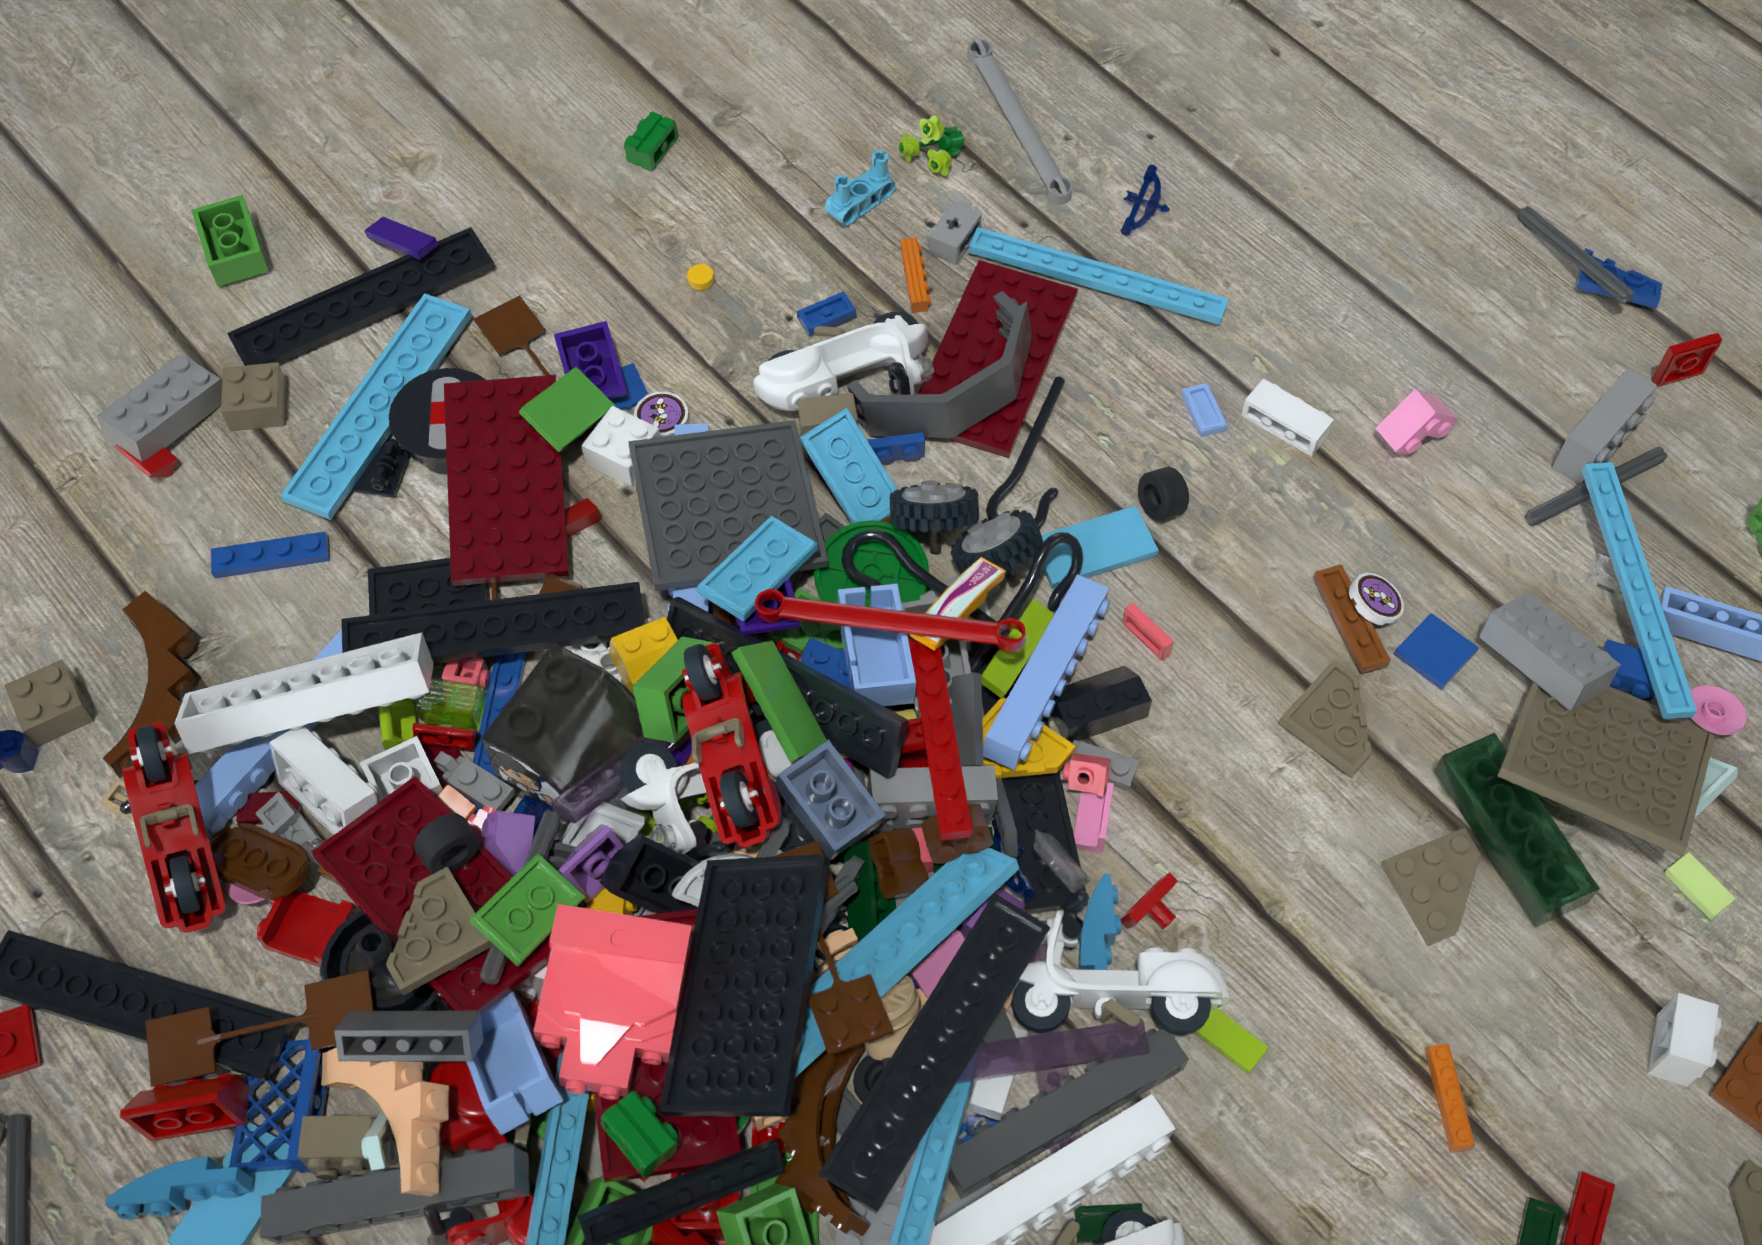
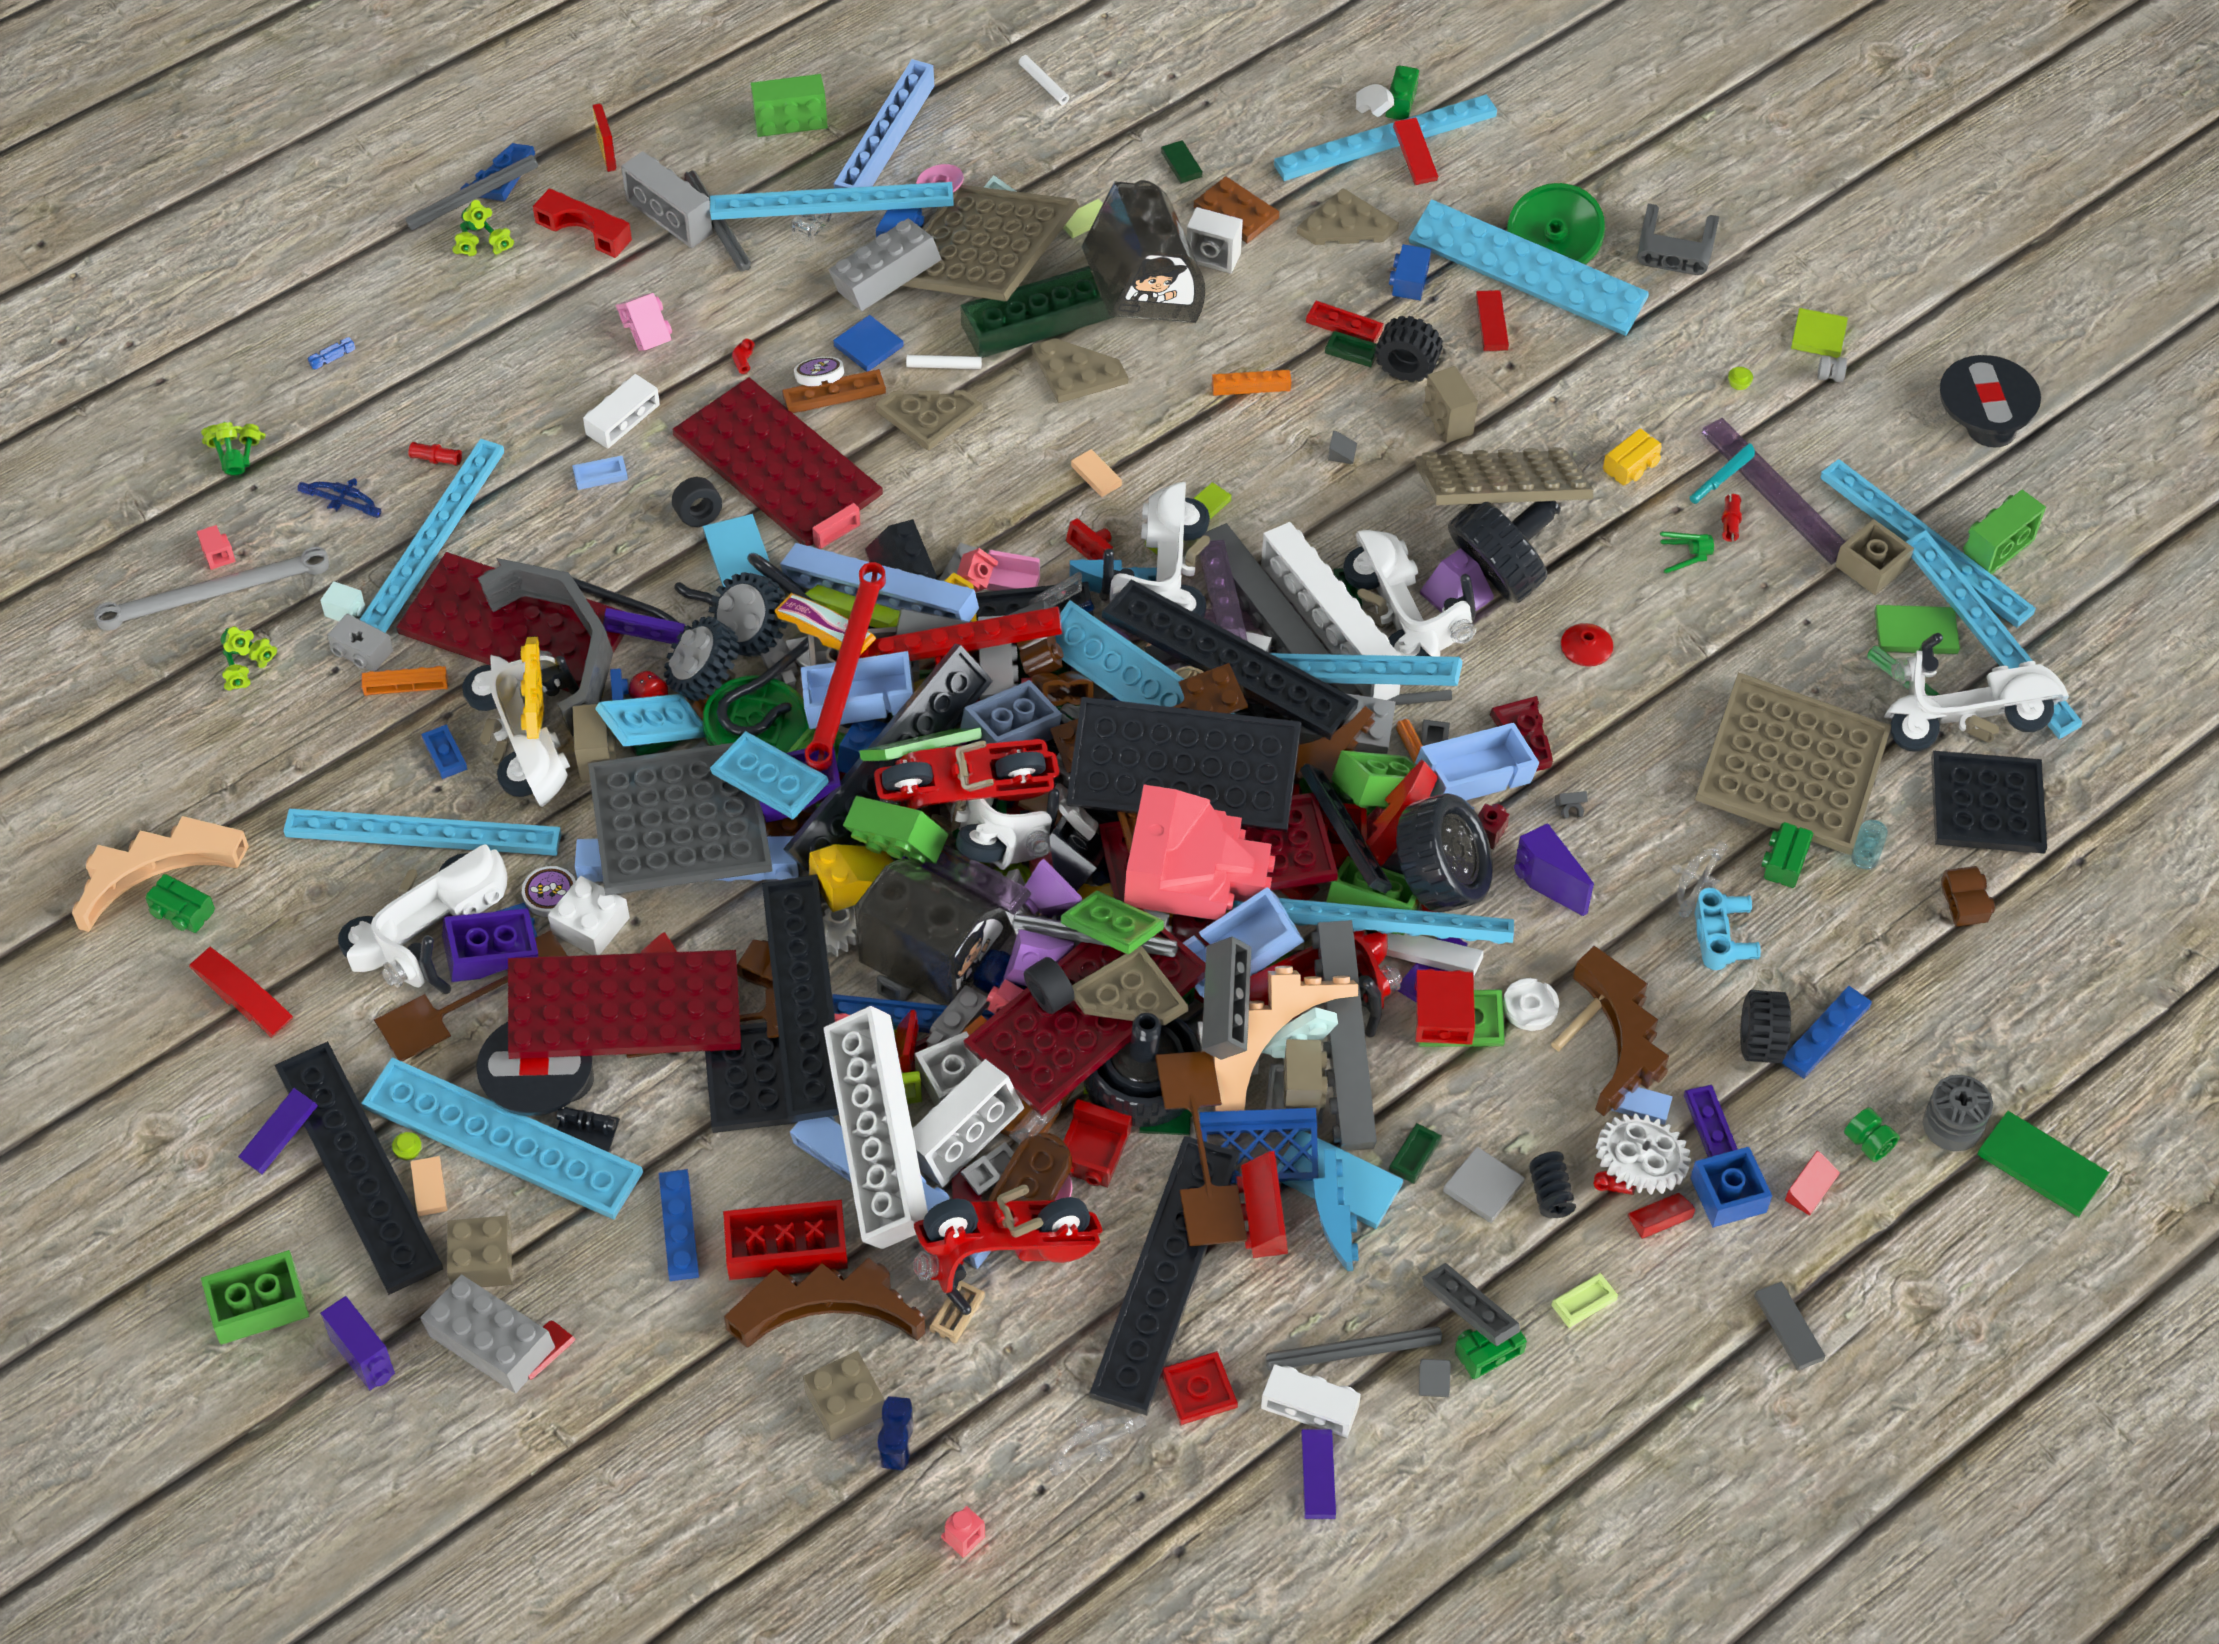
camera: 90 degrees left, 5 degrees down
(166, 314) = (358, 1343): none -> dark purple brick
(224, 632) = (784, 1239): none -> red brick
(338, 356) = (429, 1186): none -> light nougat tile
(380, 334) = (406, 1146): none -> lime plate
(551, 194) = (241, 991): none -> red slope
(566, 409) = (554, 945): bright green tile -> none
(640, 1133) = (1304, 844): green brick -> none
(649, 340) = (461, 887): none -> white piece
(700, 277) = (374, 860): yellow tile -> none
(705, 112) = (151, 854): none -> light nougat arch
(729, 311) = (422, 831): none -> medium azure plate
(859, 352) = (532, 689): none -> yellow plate
(861, 195) = (293, 715): medium azure piece -> none
(907, 470) = (647, 685): none -> red head
(983, 457) = (642, 626): none -> dark purple tile
(1003, 213) = (341, 601): none -> light aqua brick
(1065, 111) = (215, 547): none -> coral brick
(1194, 92) = (233, 461): none -> plant
(1206, 266) = (435, 453): none -> red pin
(1242, 571) = (775, 460): none -> dark red plate
(1268, 909) = (1096, 473): none -> light nougat tile
(1330, 170) = (331, 353): none -> axle
(1351, 1218) = (1342, 448): none -> dark grey slope
(1394, 524) = (741, 354): none -> red arm
(1421, 732) = (952, 362): none -> white piece
(1531, 255) = (475, 218): none -> lime plant
(1548, 379) = (557, 211): none -> red arch
(1608, 941) = (1143, 256): none -> clear smoke brick

